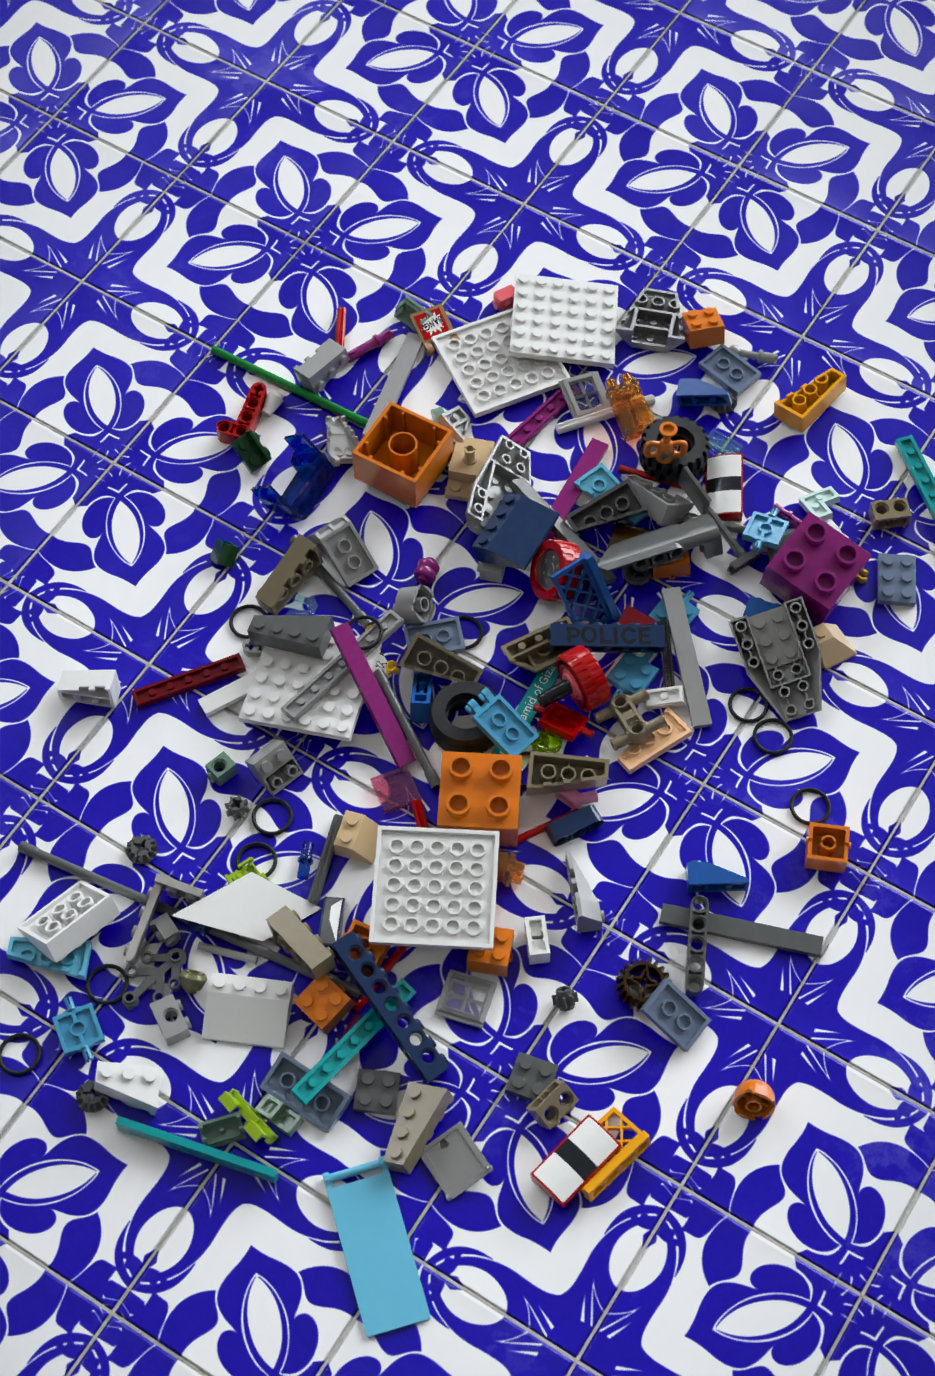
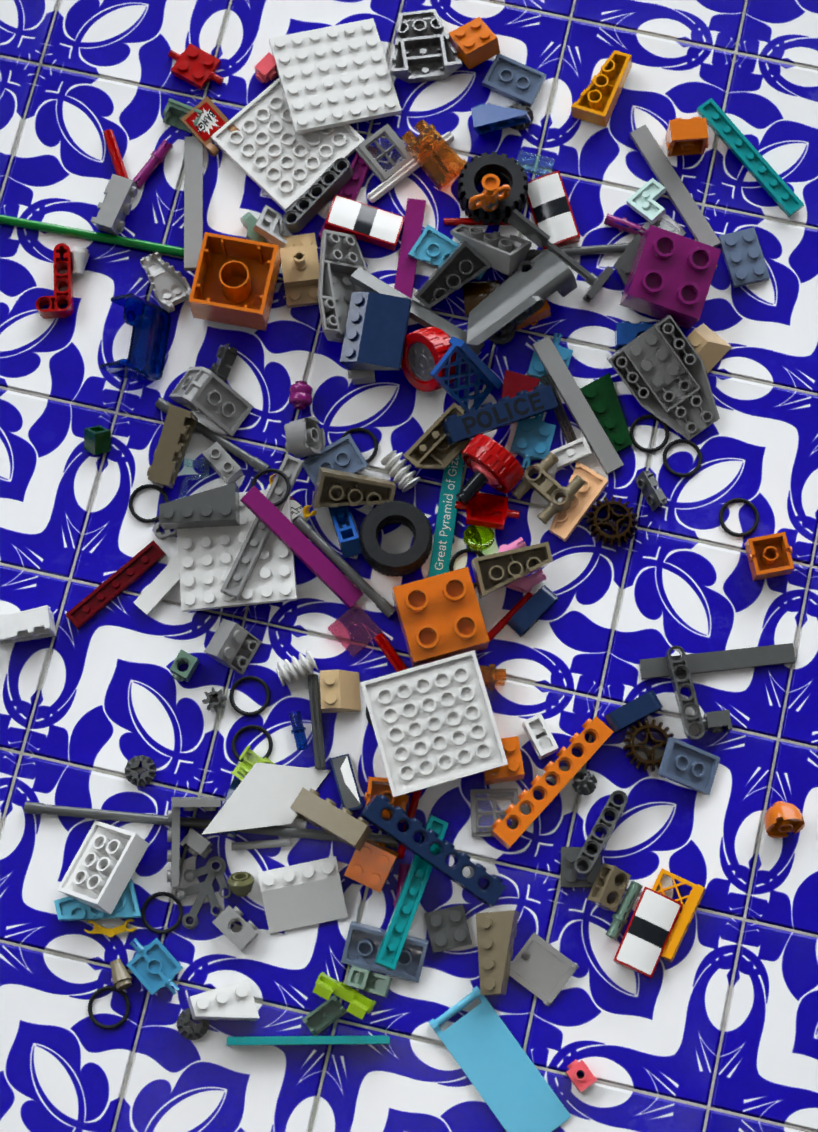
camera: 20 degrees left, 15 degrees up
(42, 1028) = (120, 975): none -> dark tan cone
(52, 985) = (110, 932): none -> yellow piece
(251, 451) = (80, 321): dark green bracket -> none
(325, 803) = (296, 667): none -> white piece
(329, 604) = (222, 463): none -> light grey brick
(372, 519) = (225, 356): none -> dark grey hinge
(442, 280) = (195, 66): none -> red plate
(455, 1286) = (586, 1081): none -> coral brick
(494, 662) = (400, 471): none -> white piece
(501, 723) = (435, 537): dark azure tile -> none
(509, 410) = (321, 187): none -> dark grey beam
(544, 446) = (364, 222): none -> slope
(545, 986) = (600, 734): none -> orange brick
(553, 1139) = (624, 909): none -> sand green pin
(558, 1058) = (595, 842): none -> dark grey beam
(585, 905) = (568, 683): light grey wedge -> none
(645, 946) = (633, 711): none -> dark blue beam
(696, 767) = (626, 515): none -> dark brown gear
(712, 878) = (671, 620): blue slope -> none
(713, 667) = (607, 409): none -> dark green wing
(720, 984) = (717, 721): none -> dark grey brick
(729, 746) = (646, 483): none -> dark grey hinge
(765, 357) = (540, 55): light grey pin -> none
(765, 530) = (608, 248): dark azure plate -> none
(849, 497) = (674, 186): none -> light grey tile
(875, 459) = (686, 136): none -> orange brick
(889, 513) = (719, 193): dark tan brick -> none

